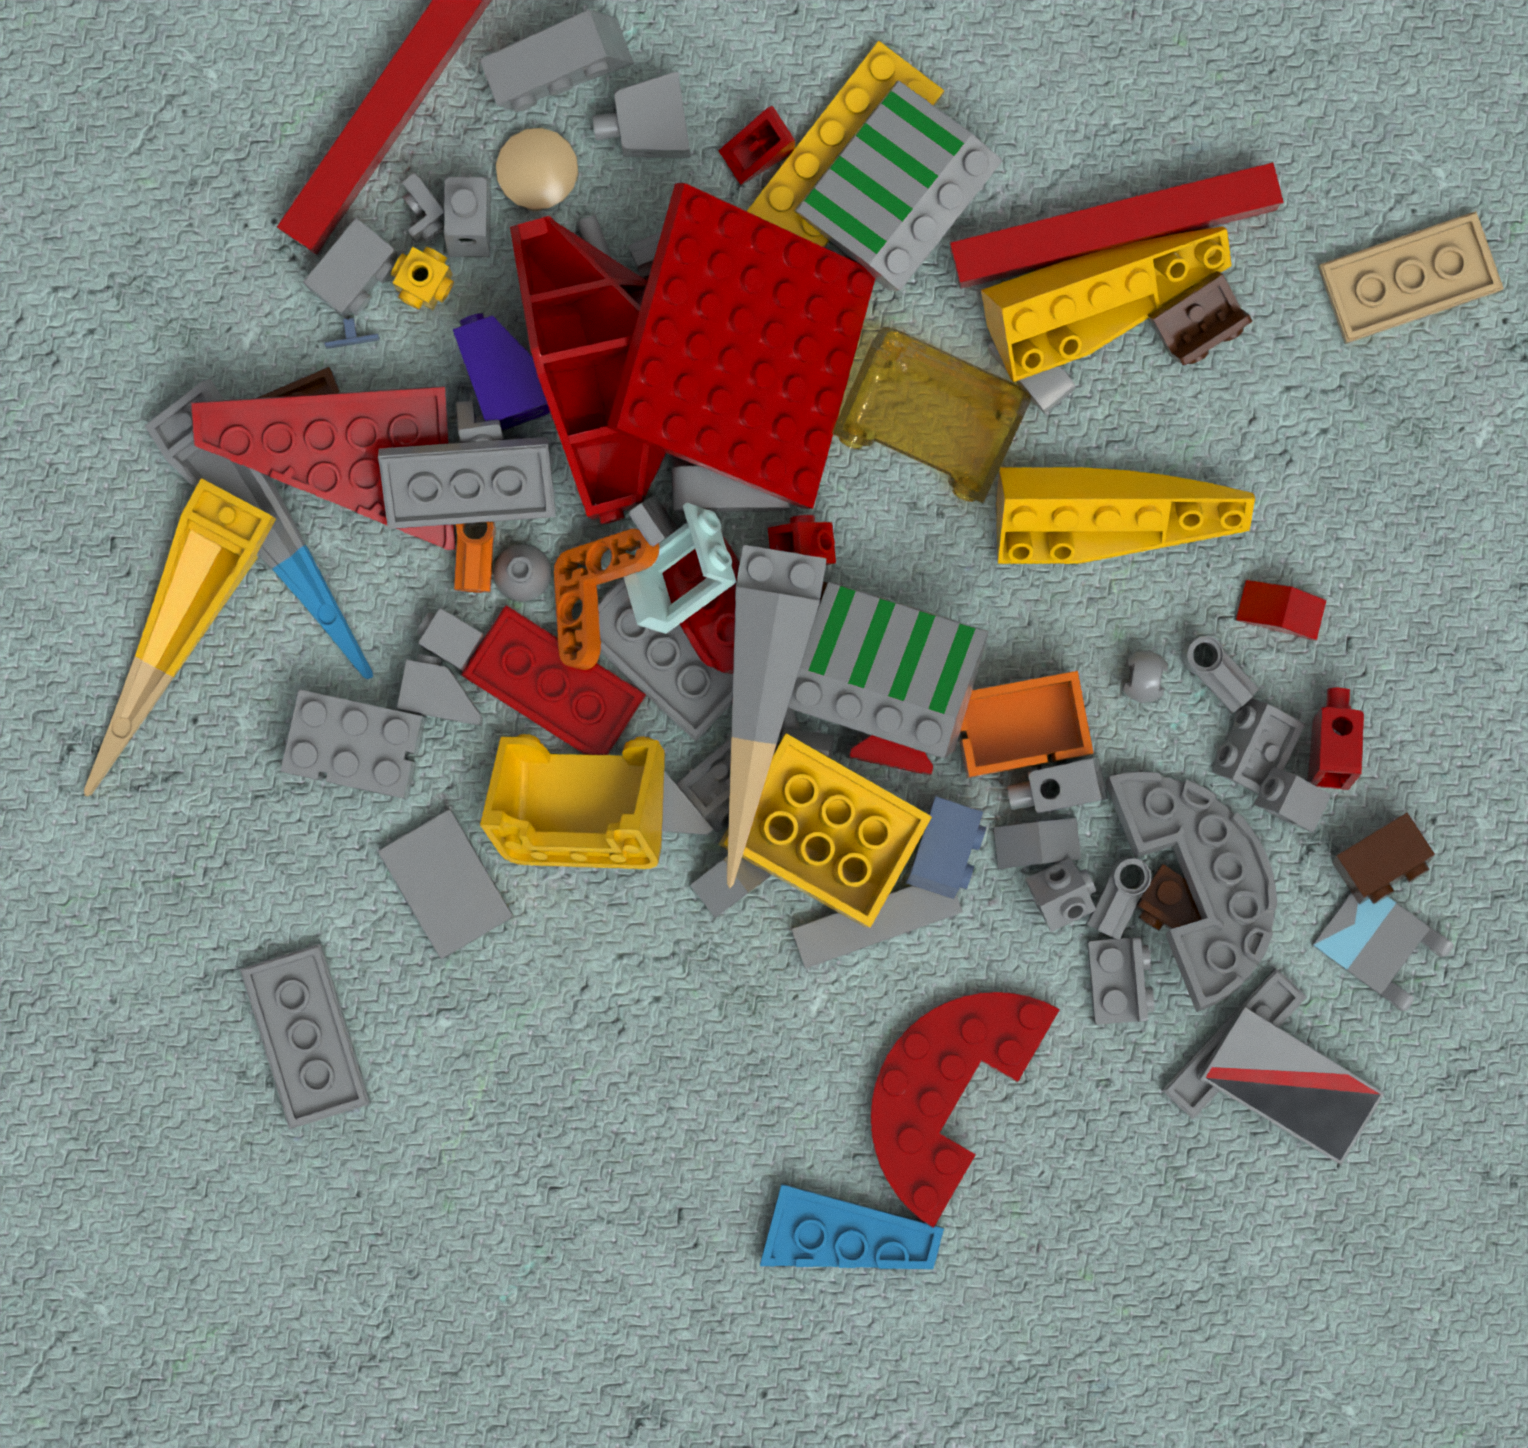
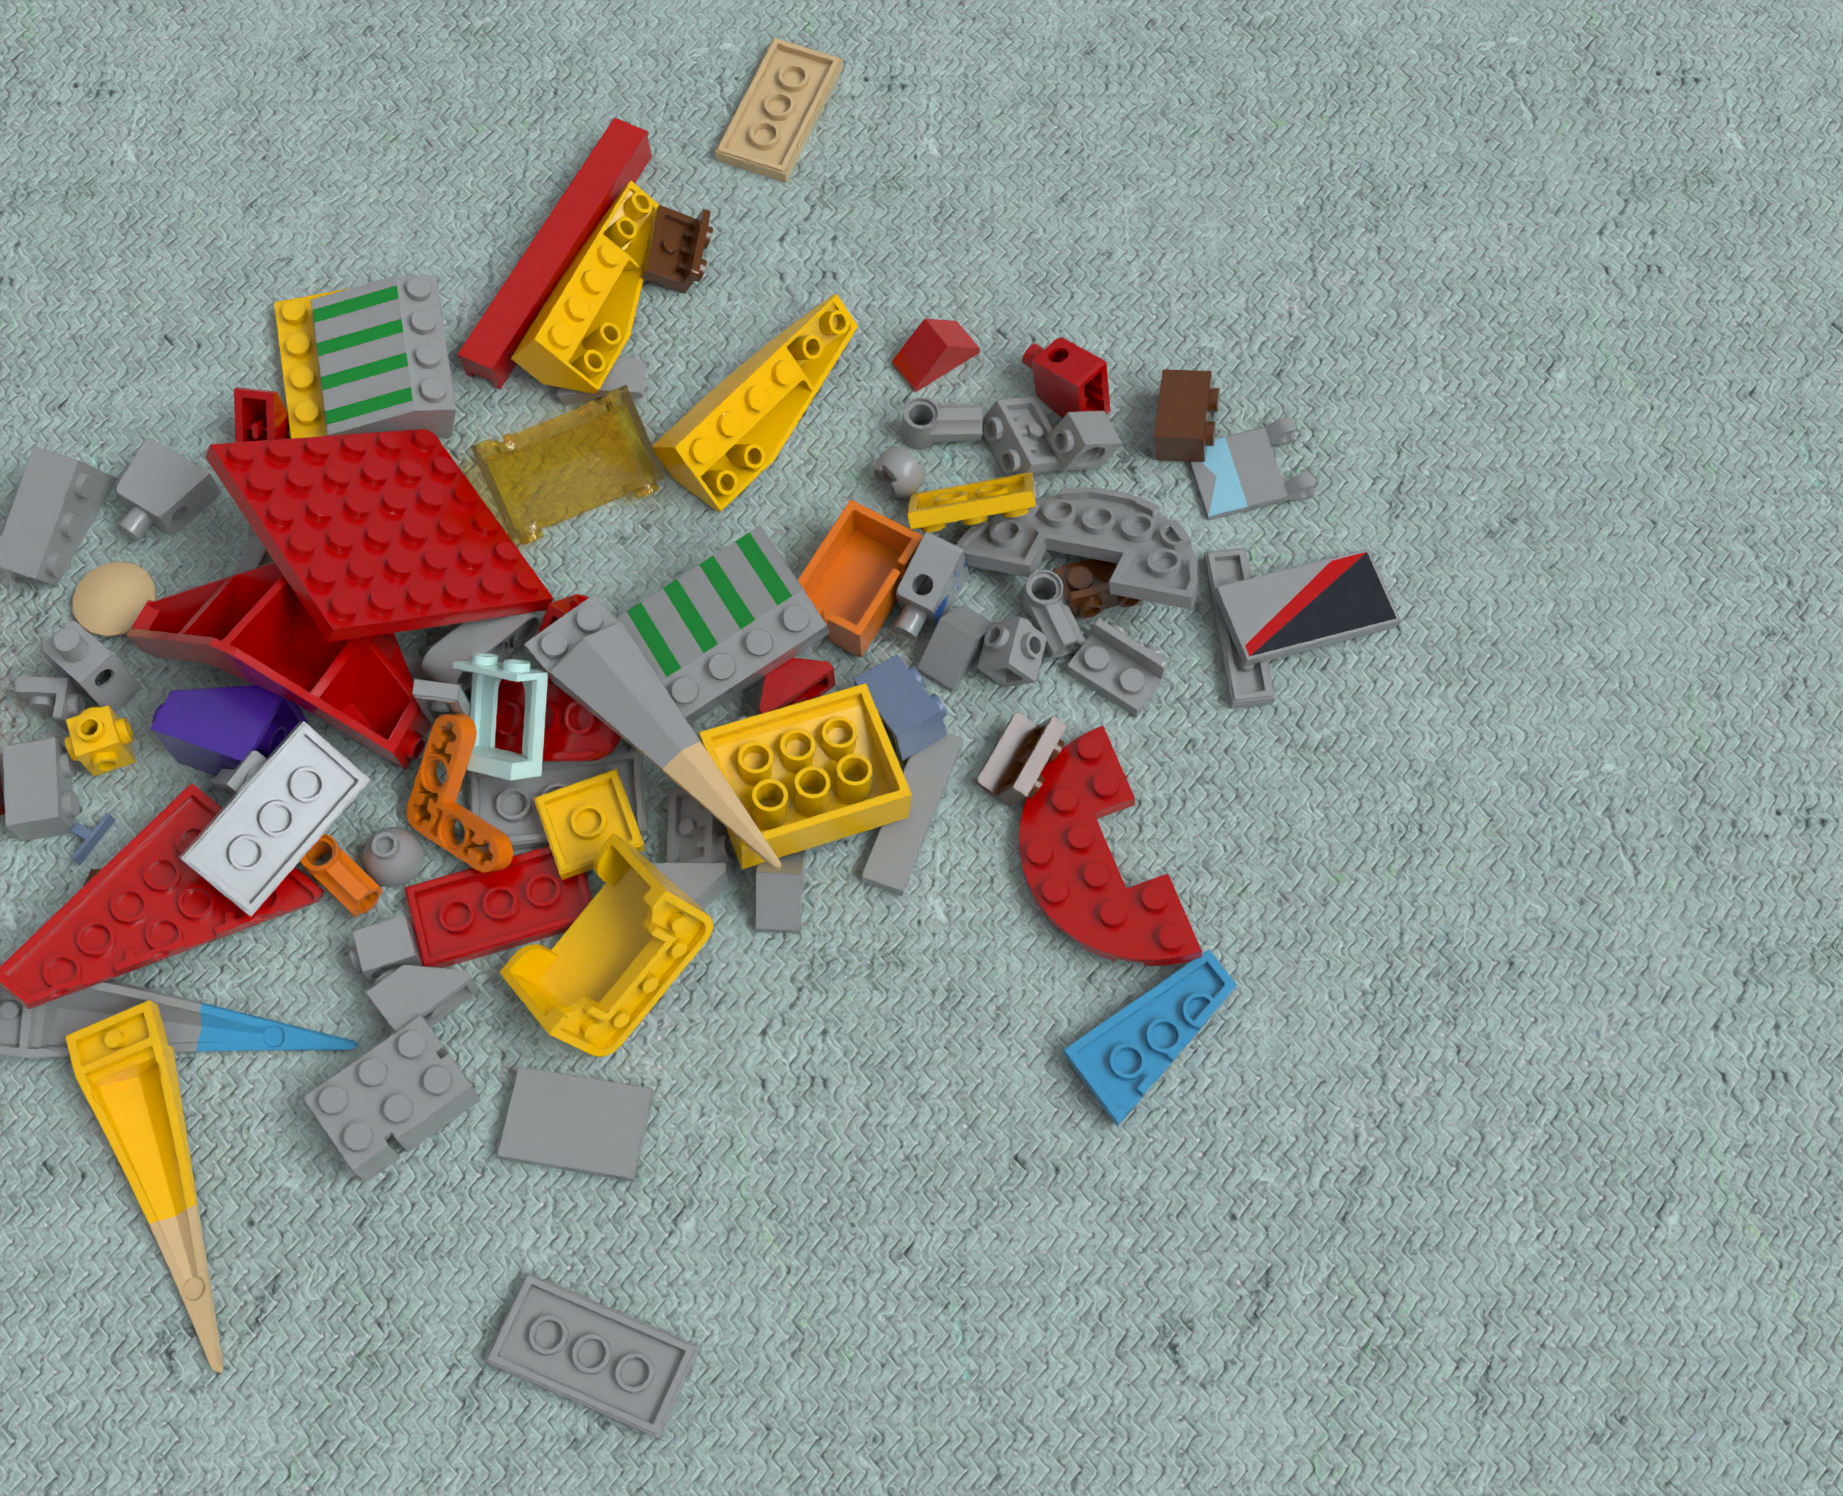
camera: 45 degrees left, 20 degrees down
(663, 698) = (583, 818): none -> yellow tile
(980, 971) = (1019, 757): none -> bracket
(1160, 761) = (972, 502): none -> yellow plate

